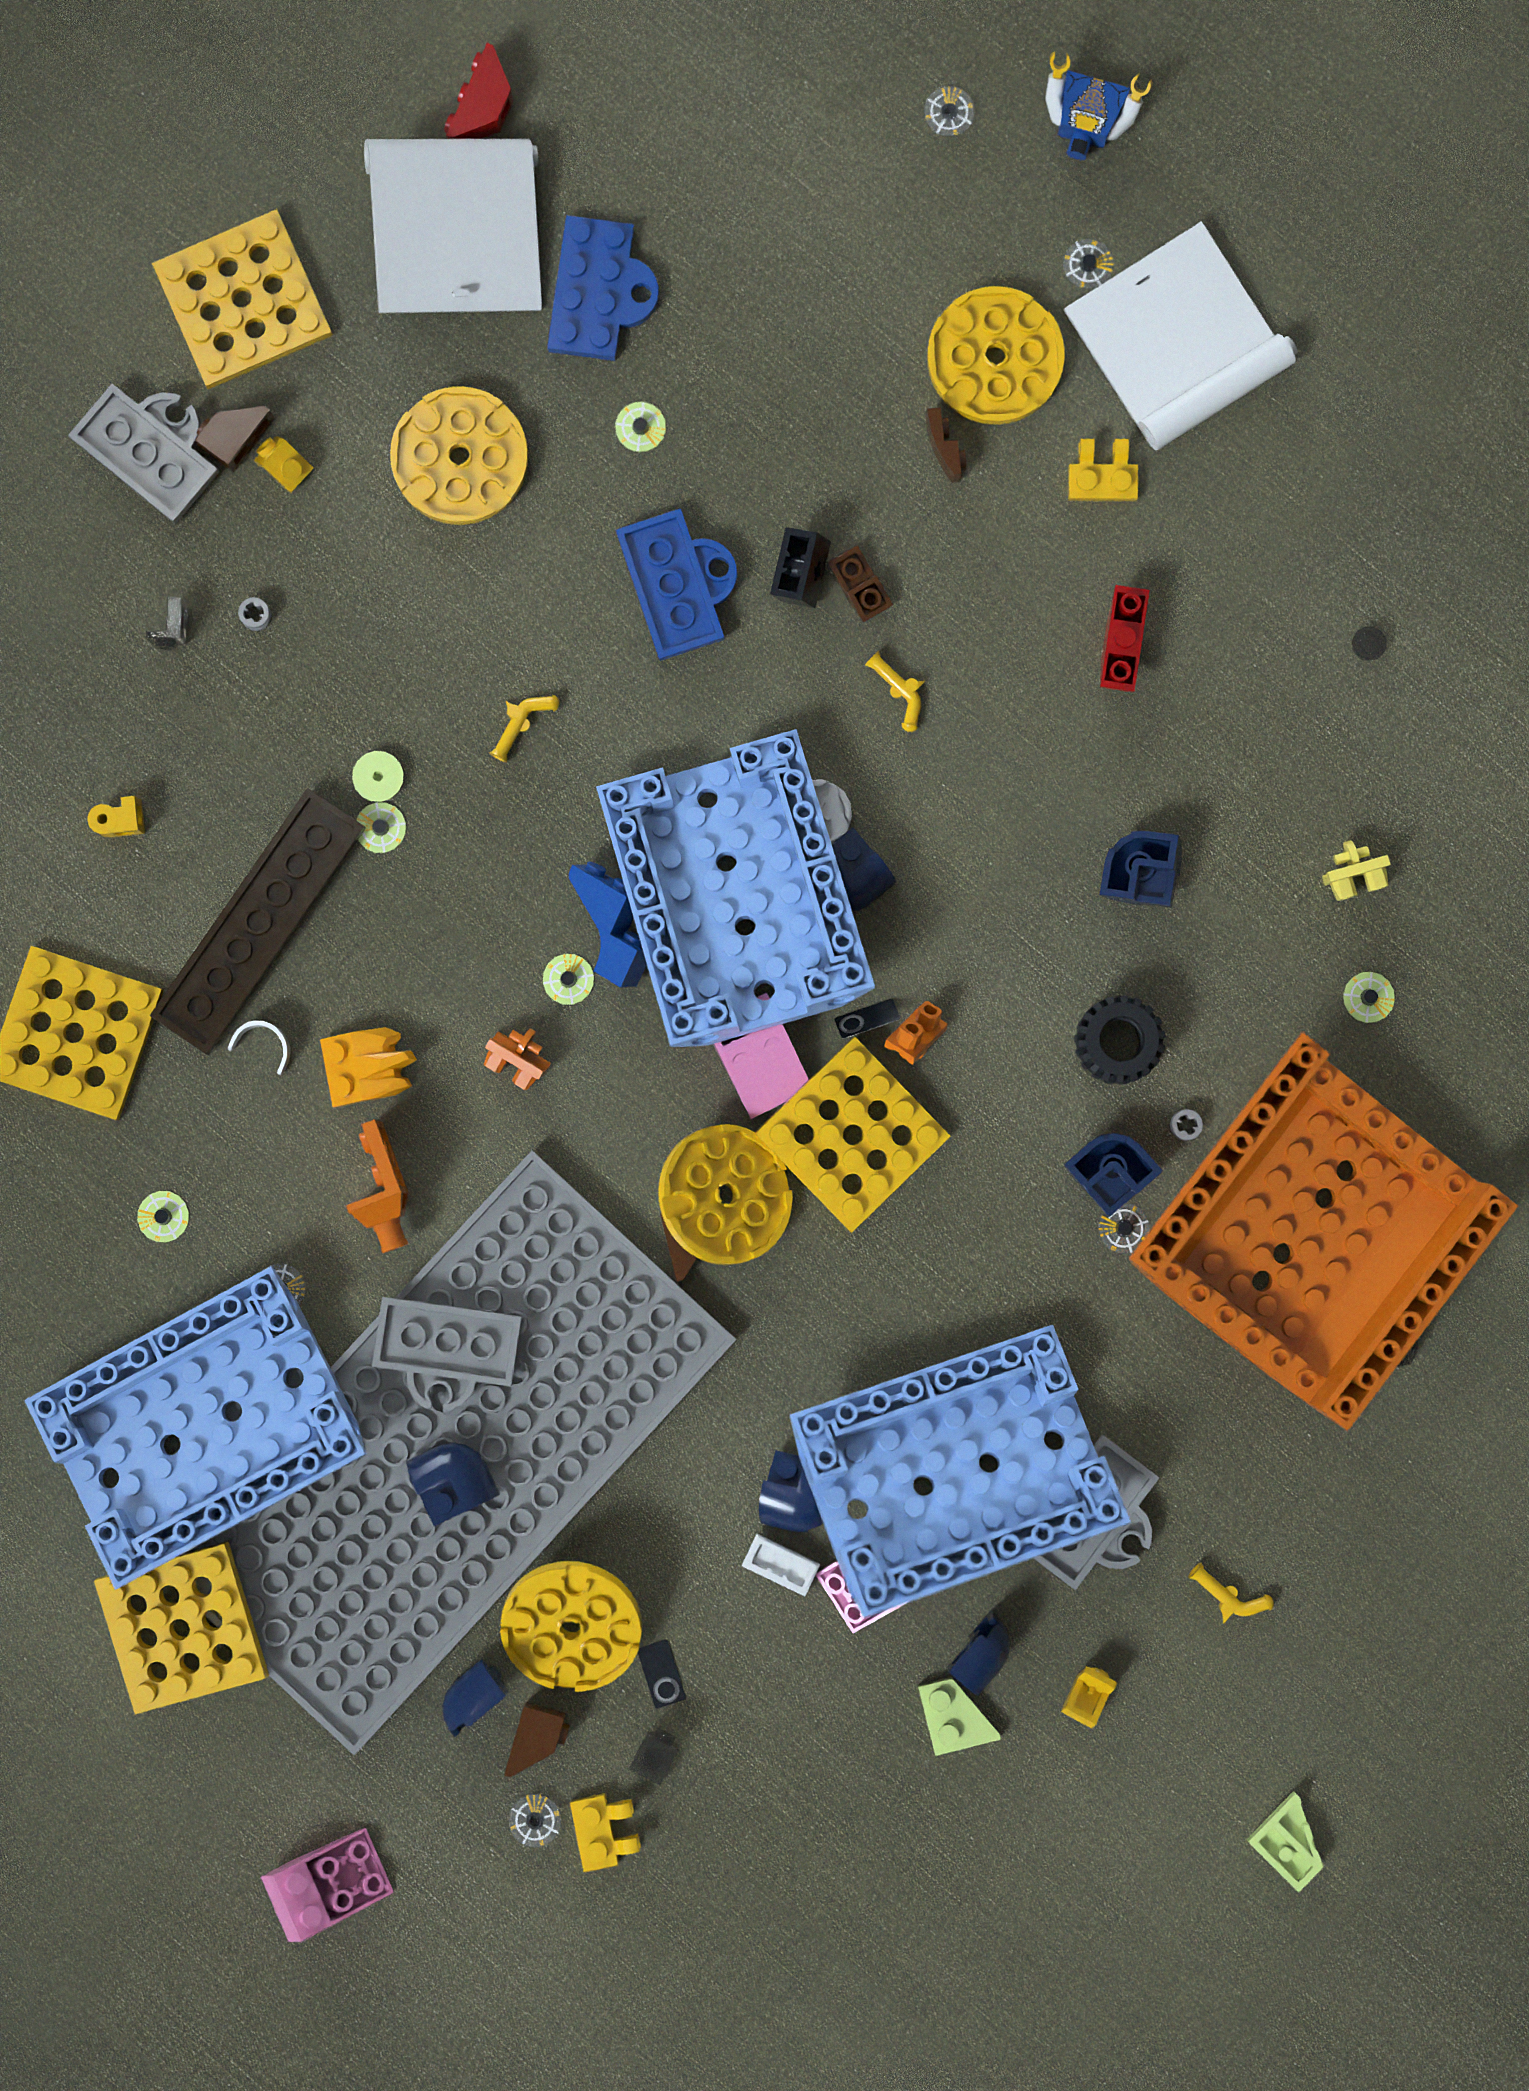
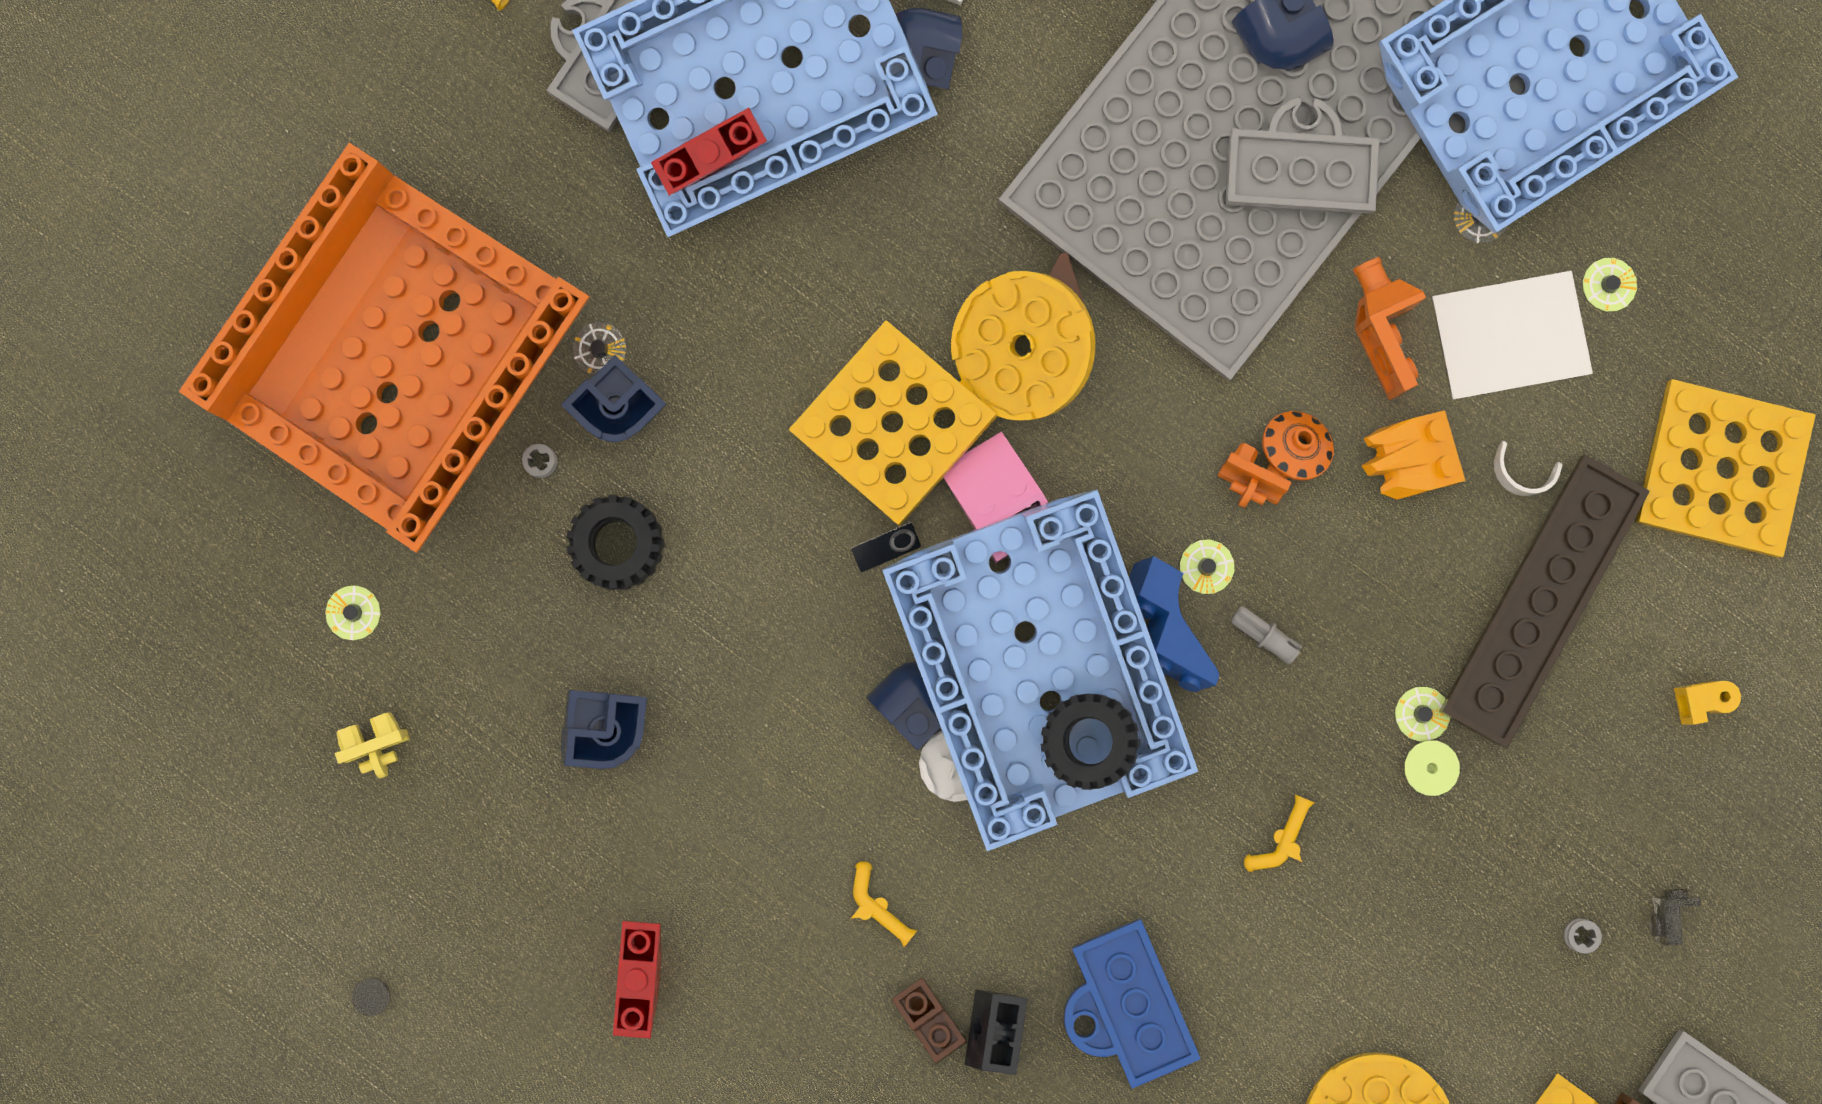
camera: 175 degrees right, 0 degrees up
(260, 1175) = (1512, 335): none -> white sticker
(484, 1074) = (1291, 456): none -> orange dish
(520, 910) = (1266, 635): none -> light grey axle
(716, 799) = (1058, 750): none -> black tyre
(917, 1032) = (832, 533): orange hips -> none
(1008, 1396) = (709, 152): none -> red slope

